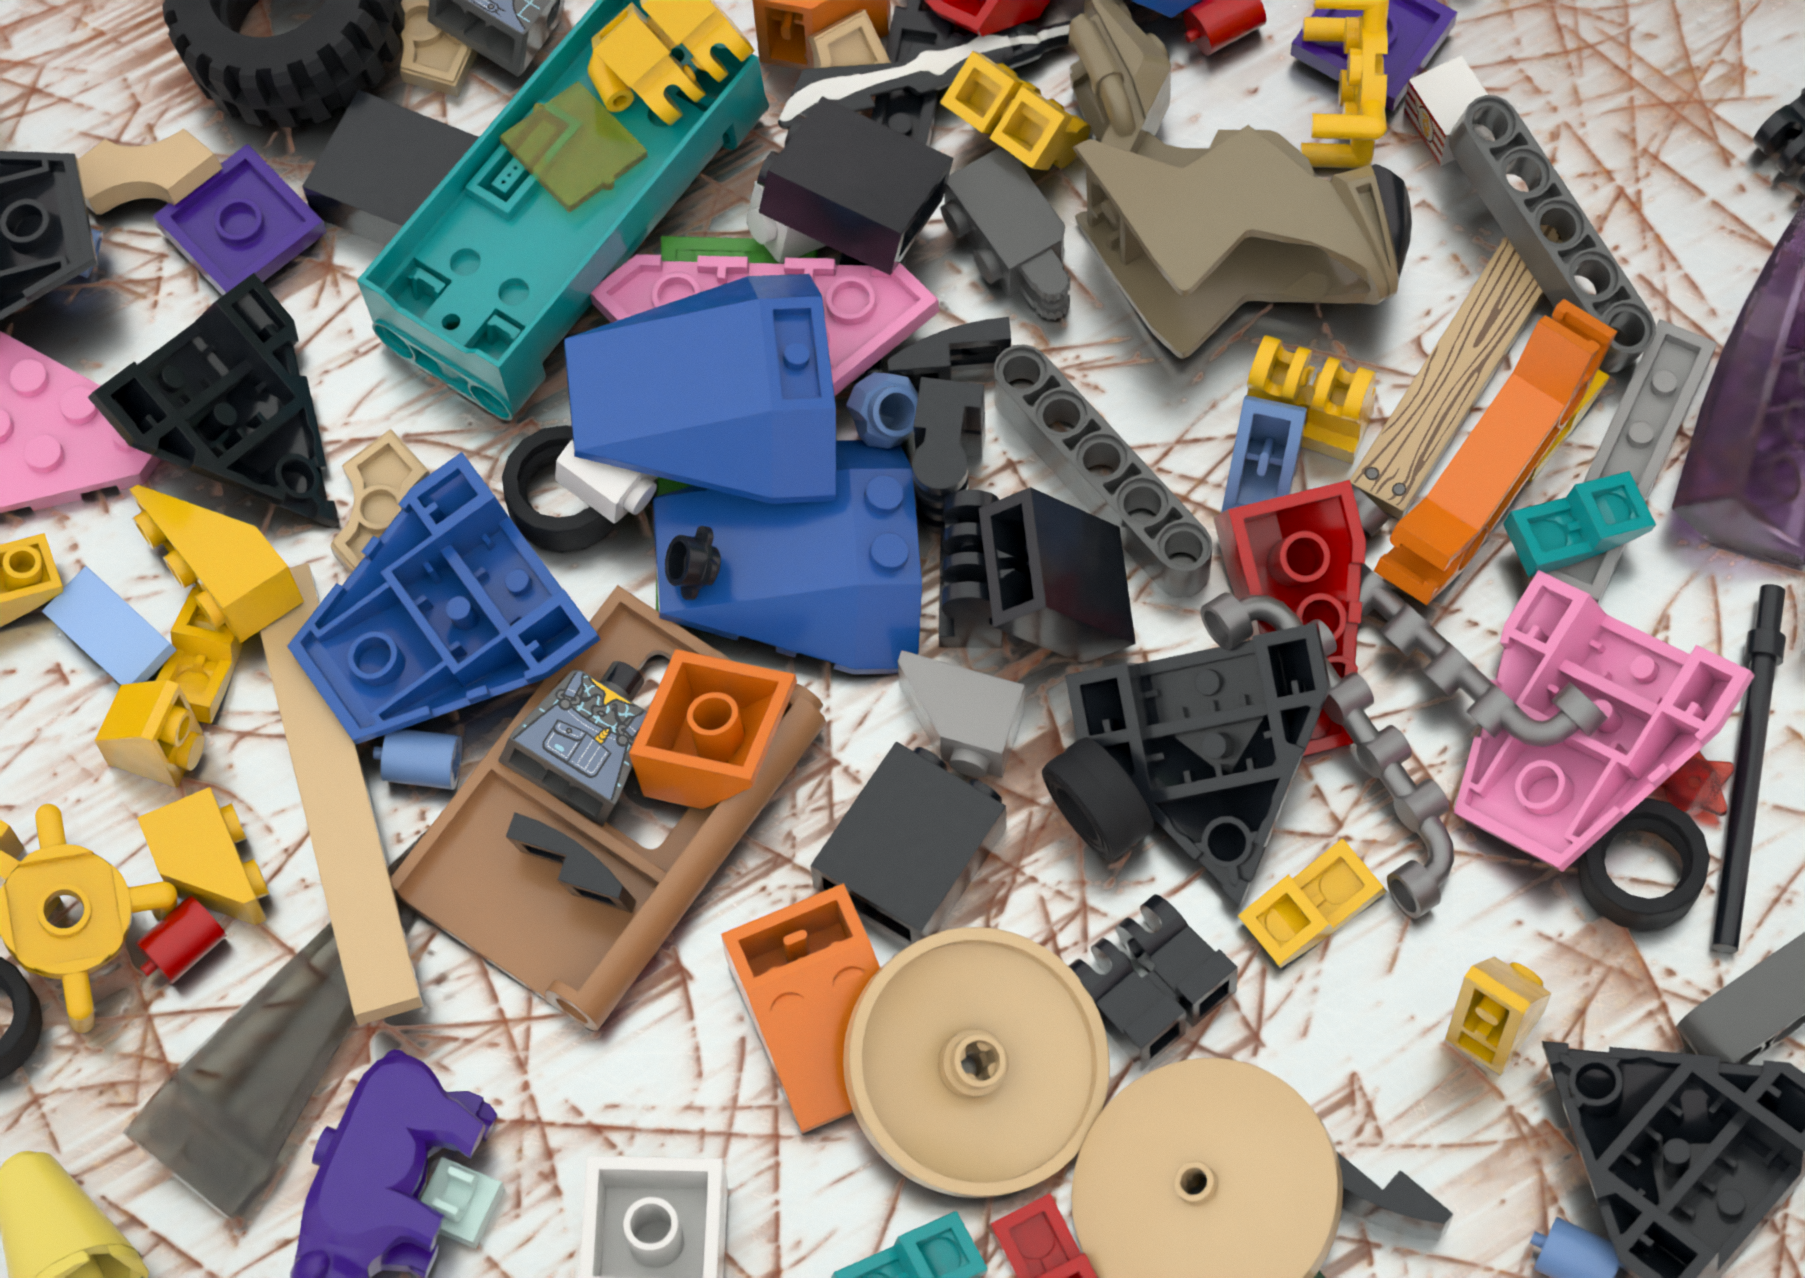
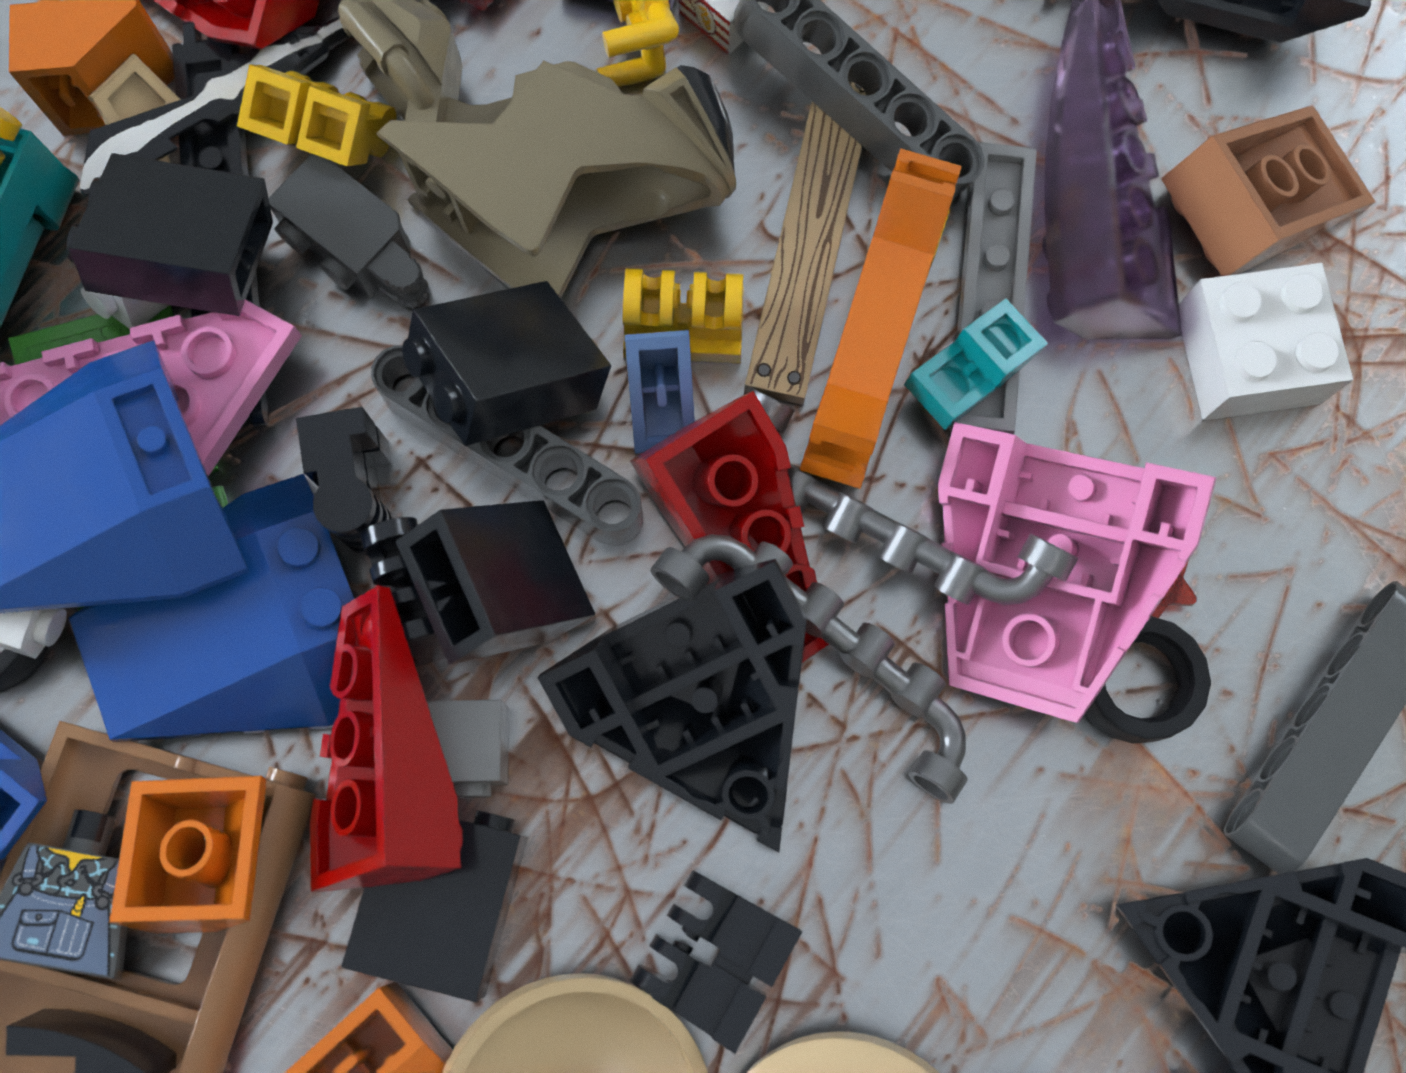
camera: 25 degrees left, 10 degrees up
(692, 562) = (121, 684): black plate -> none
(883, 409) = (273, 452): medium blue rock -> none
(906, 717) = (389, 786): none -> red wedge
(953, 350) = (313, 383): black slope -> none
(1098, 798) = (608, 794): black tyre -> none
(1126, 387) = (504, 361): none -> black brick
(1312, 904) = (845, 822): yellow slope -> none
(1496, 1011) = (1074, 887): yellow slope -> none
(1764, 652) = (1175, 430): black bar -> none

